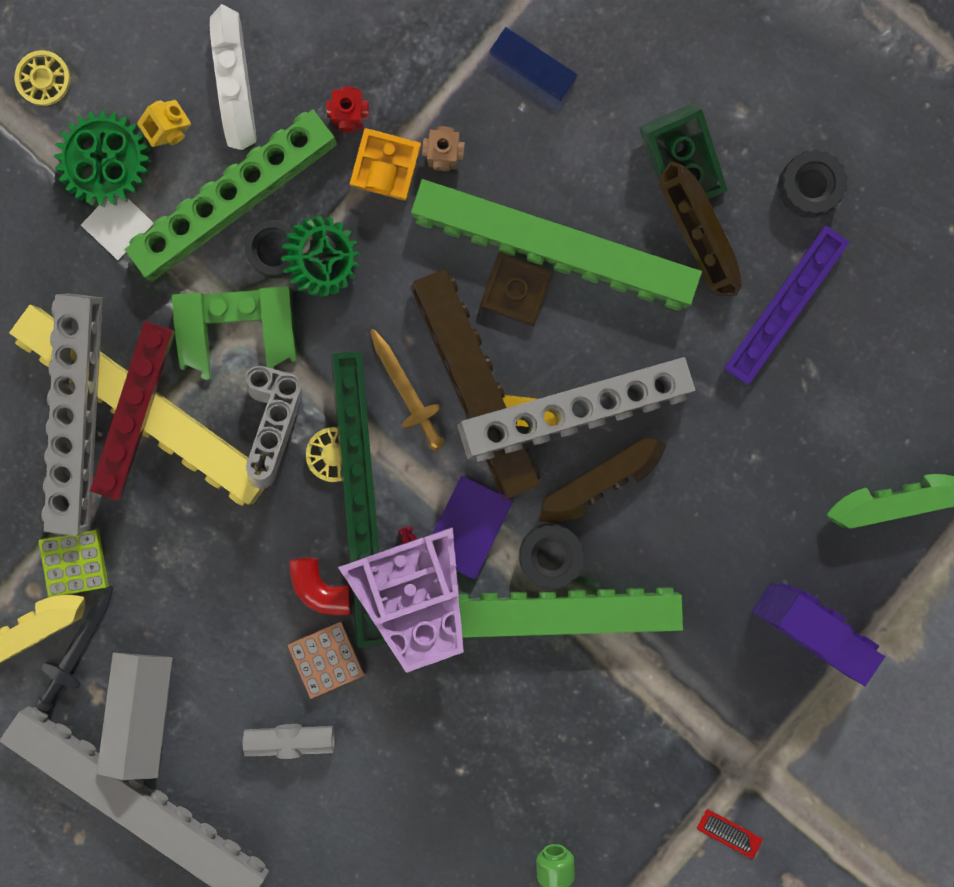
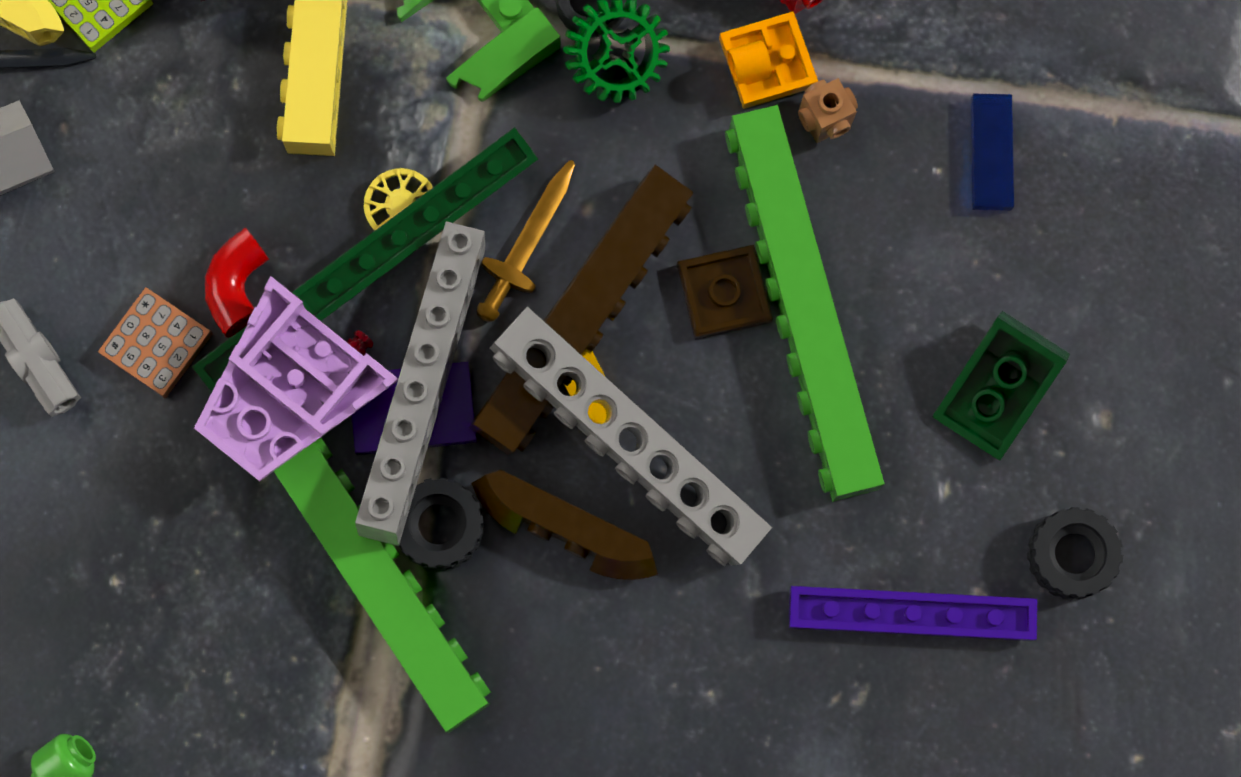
camera: 50 degrees right, 10 degrees down
(269, 429) = (383, 109): light grey beam -> none
(460, 513) = (421, 384): none -> light grey brick
(701, 229) = (931, 455): dark brown brick -> none

